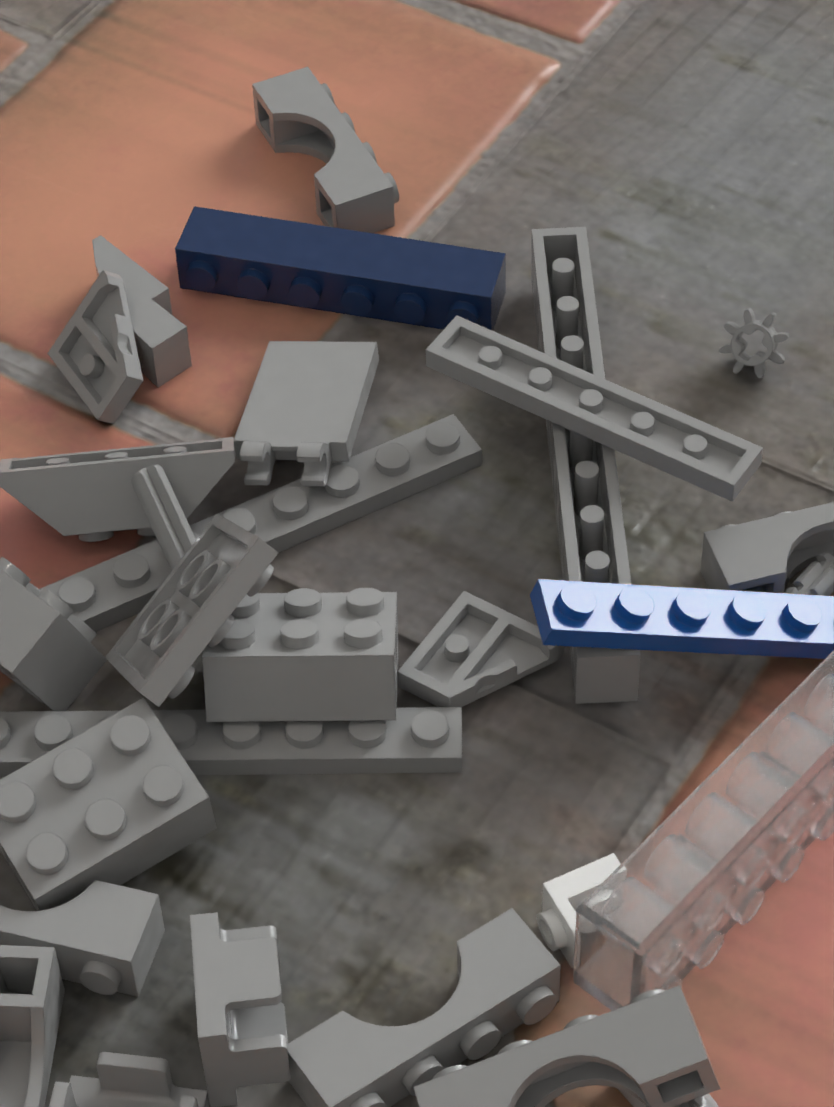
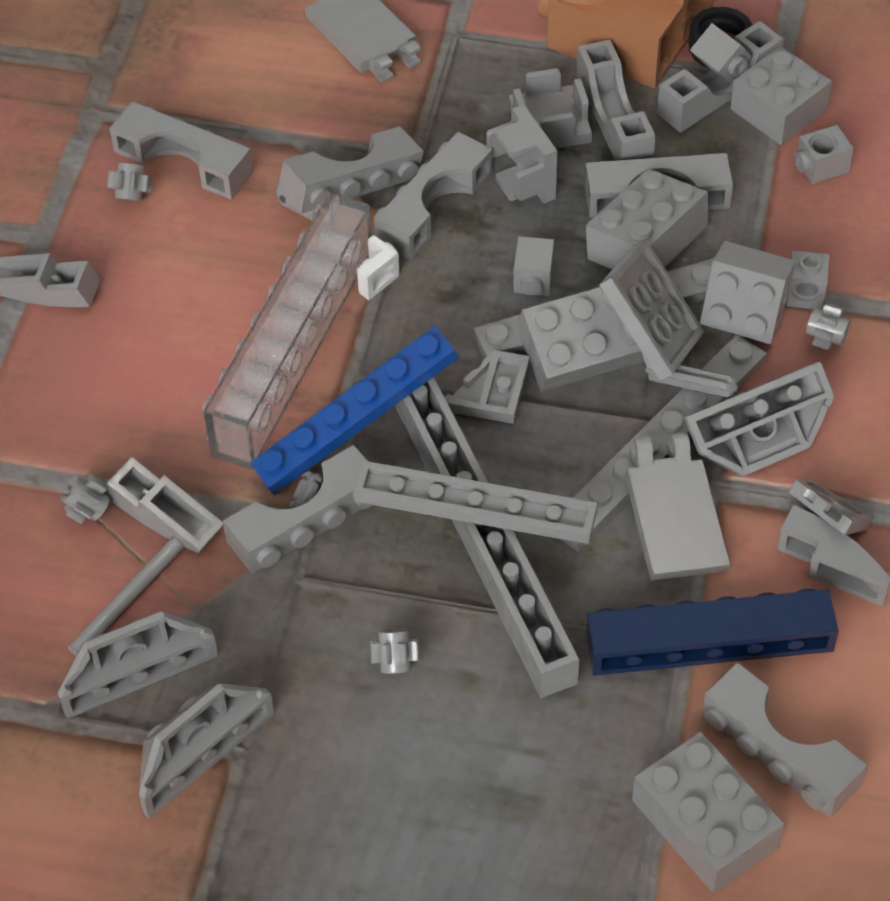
camera: 160 degrees right, 5 degrees up
(314, 827) = (533, 266): none -> light grey brick
(451, 109) = (707, 812): none -> light grey brick

